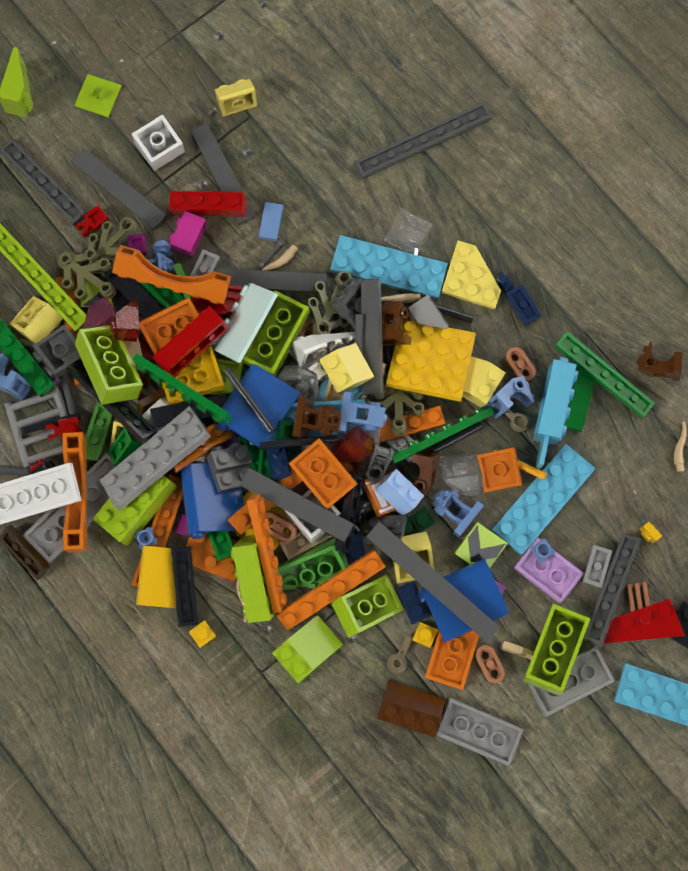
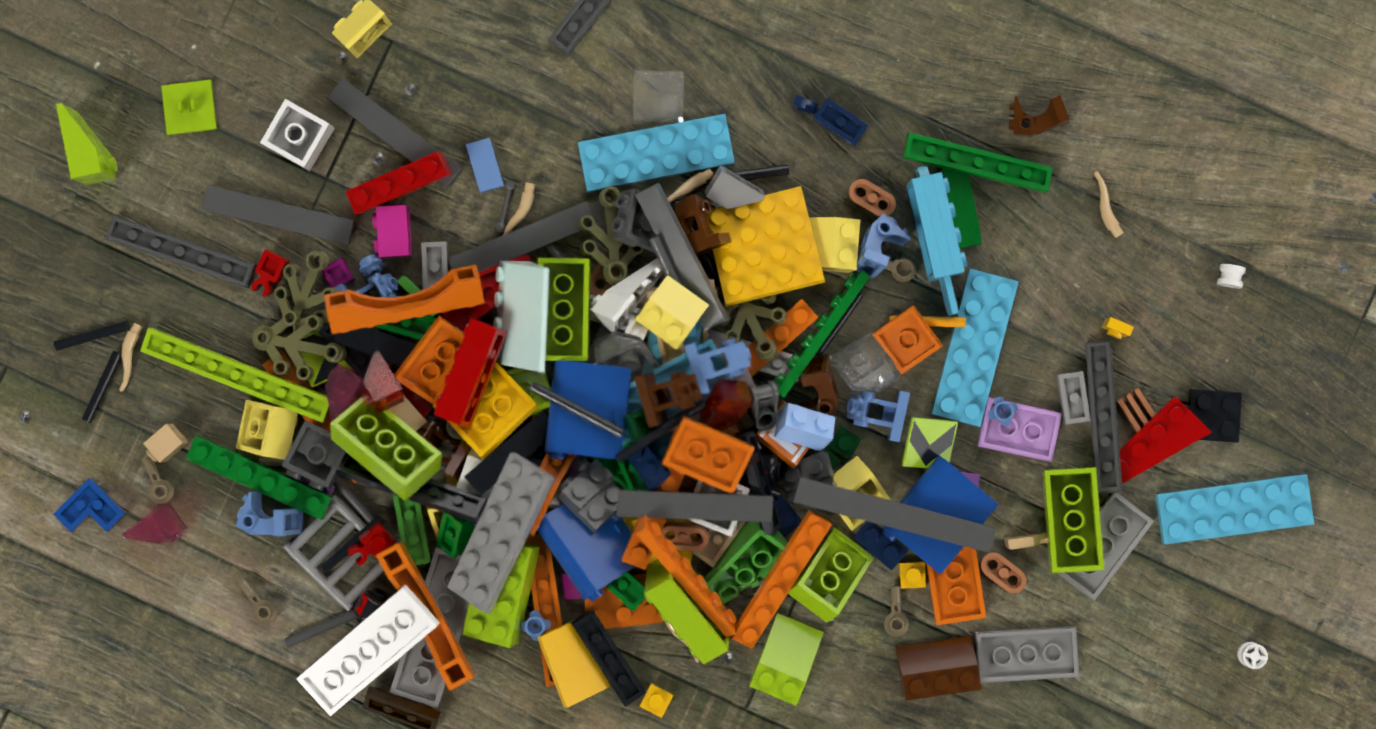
camera: 25 degrees left, 10 degrees up
(186, 392) = (501, 439): green plate -> none
(470, 277) = (760, 117): light yellow plate -> none
(646, 815) = (1258, 656): none -> white wheel

